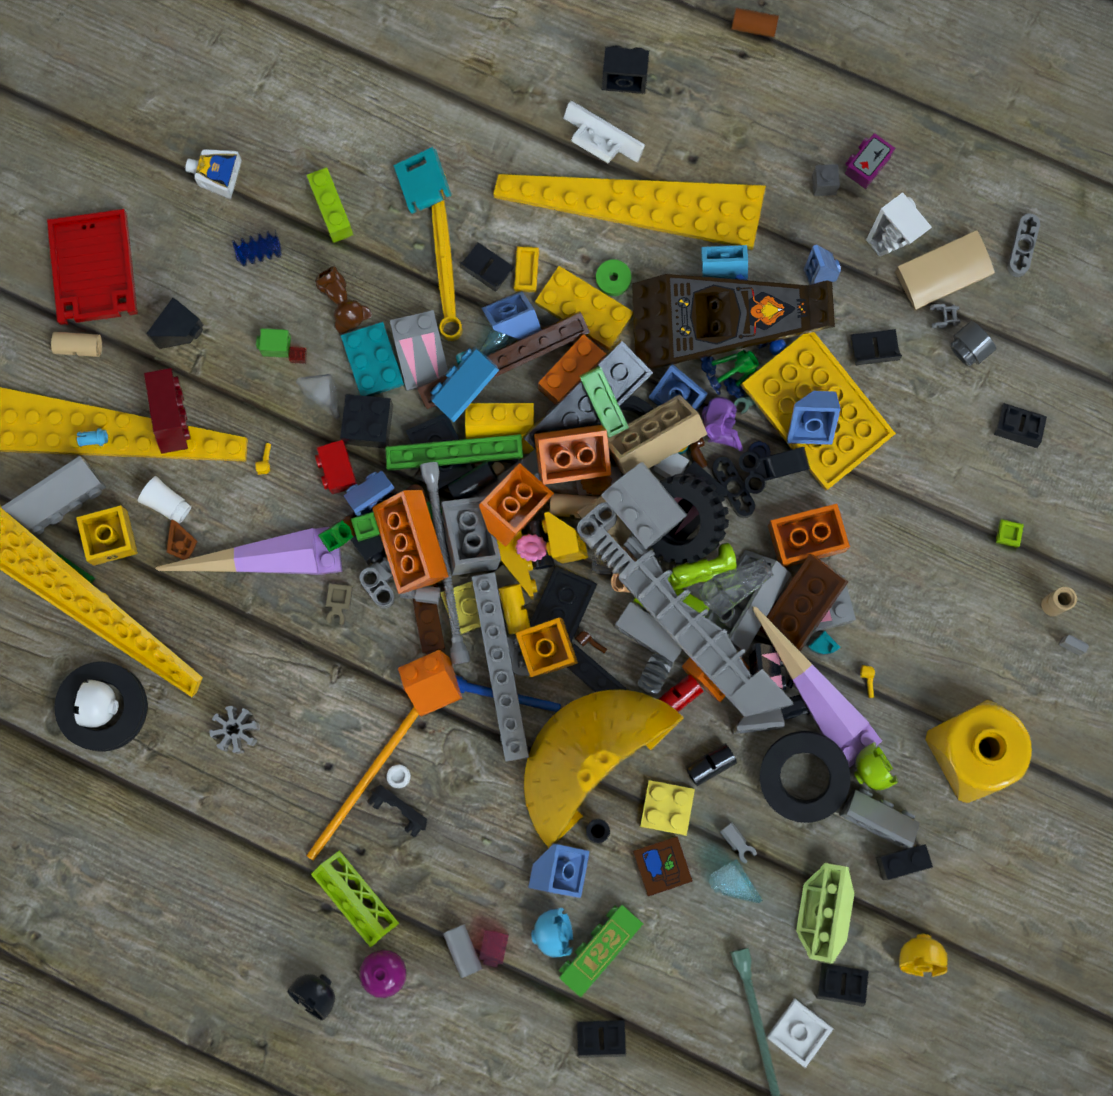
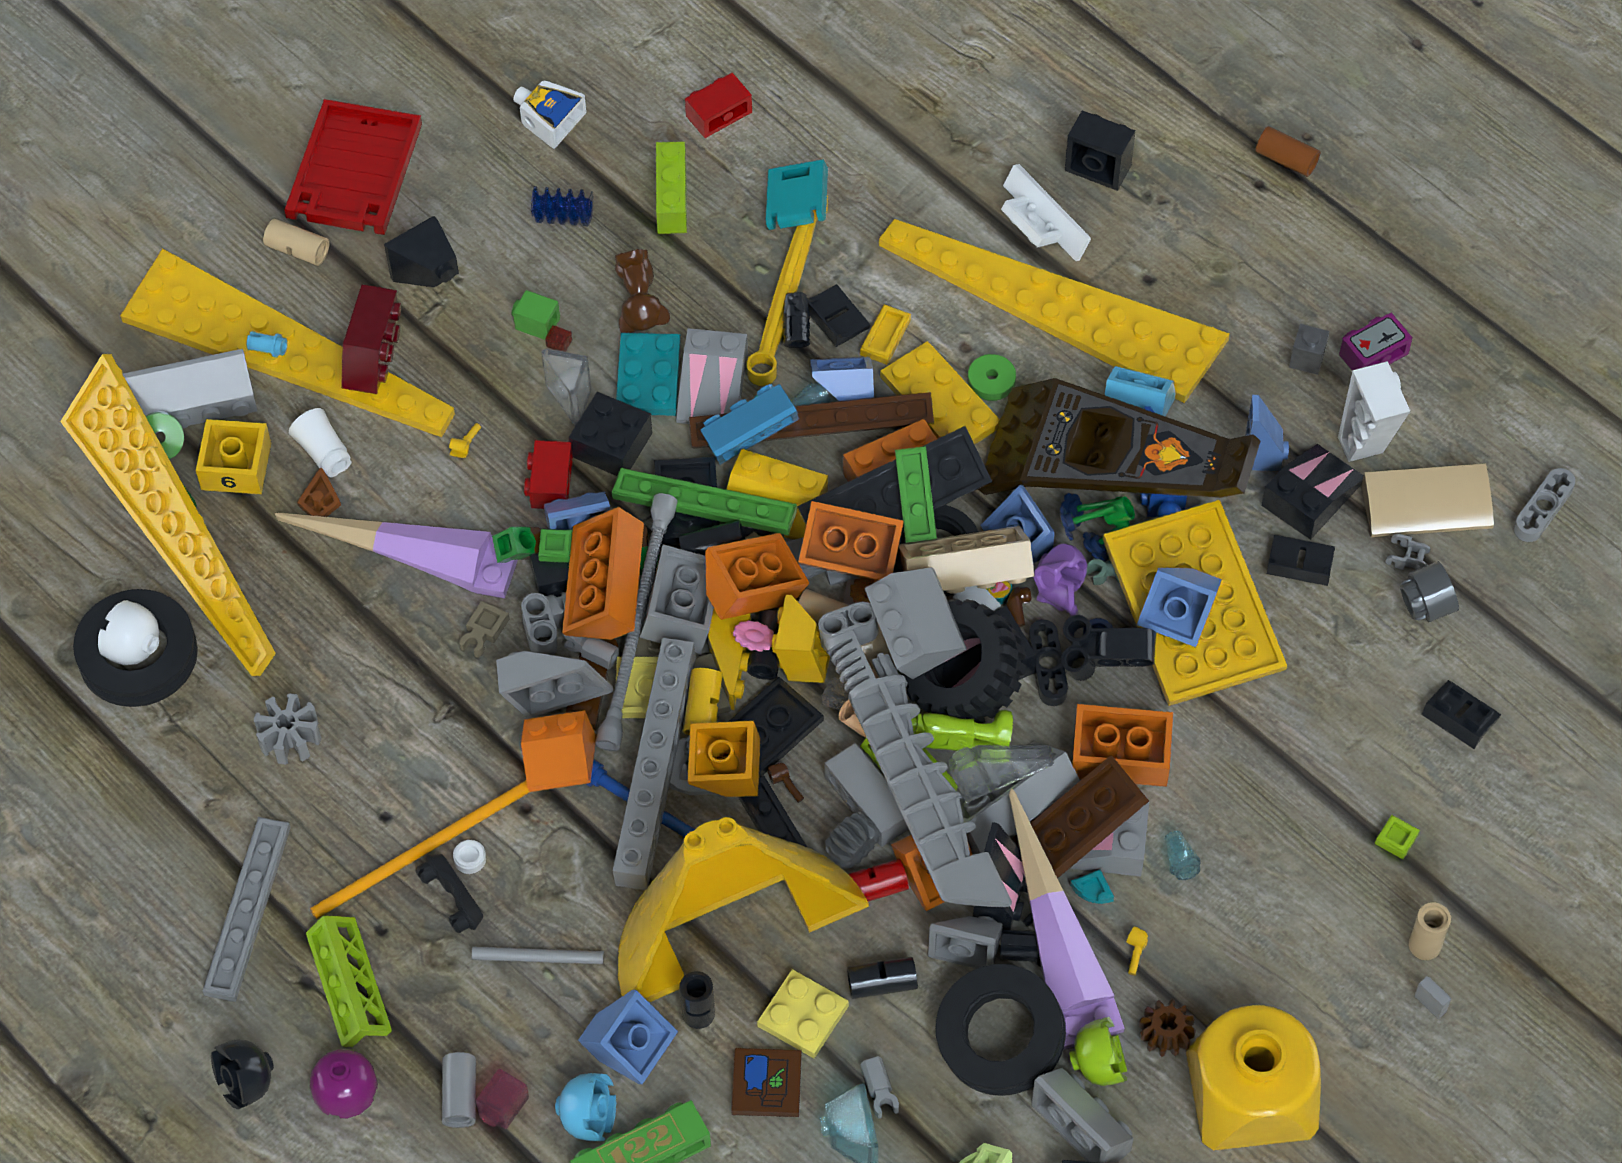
camera: 20 degrees right, 20 degrees down
(49, 528) = (171, 428): none -> bright green piece
(263, 871) = (246, 909): none -> light grey tile
(336, 123) = (718, 105): none -> red brick
(393, 639) = (547, 682): none -> light grey slope
(461, 282) = (796, 321): none -> black hinge
(474, 831) = (538, 955): none -> light grey bar
(865, 289) = (1311, 490): none -> black slope
(875, 602) = (1181, 857): none -> clear light blue cone
(906, 722) = (1167, 1016): none -> reddish brown gear

